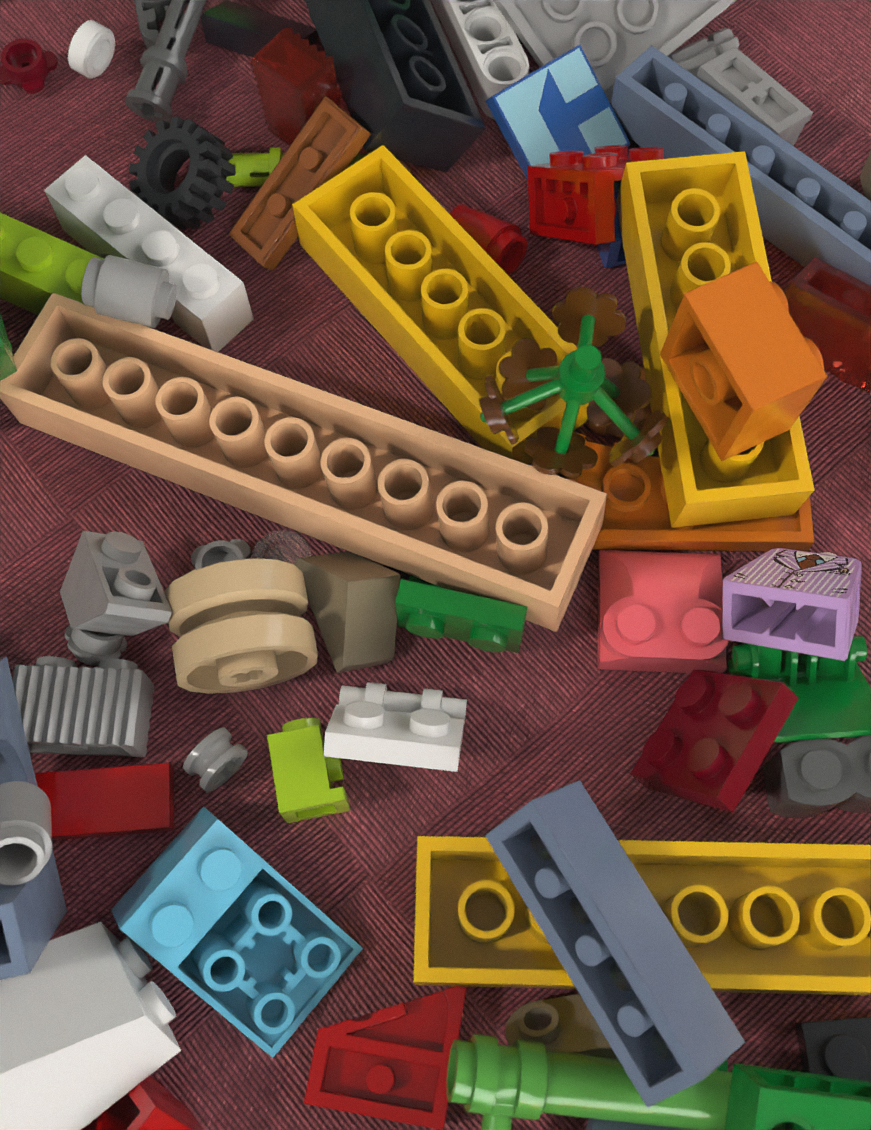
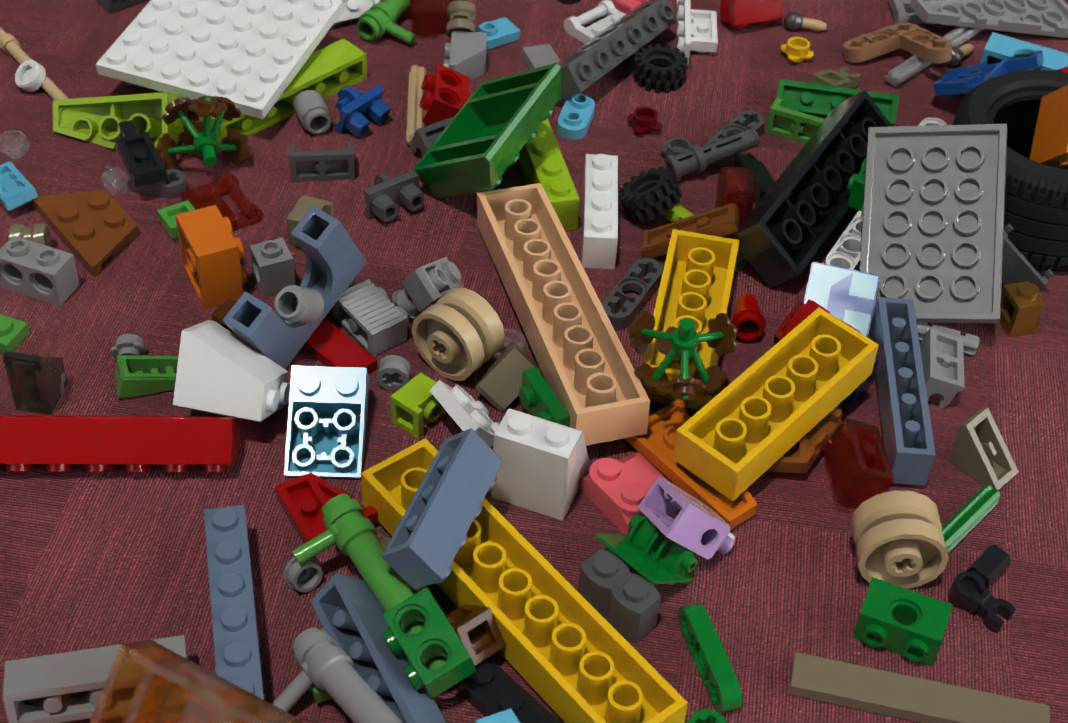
camera: 45 degrees right, 25 degrees down
(91, 49) = (677, 128): white tile -> none
(117, 72) = (676, 146): none -> dark grey plate
(128, 290) = (567, 201): light grey brick -> none
(327, 313) = (632, 281): none -> dark grey beam
(563, 701) = (538, 464): none -> white slope
(714, 738) = (567, 524): dark red plate -> none
(741, 360) = (752, 385): orange brick -> none
(786, 1030) = (477, 631): none -> reddish brown brick

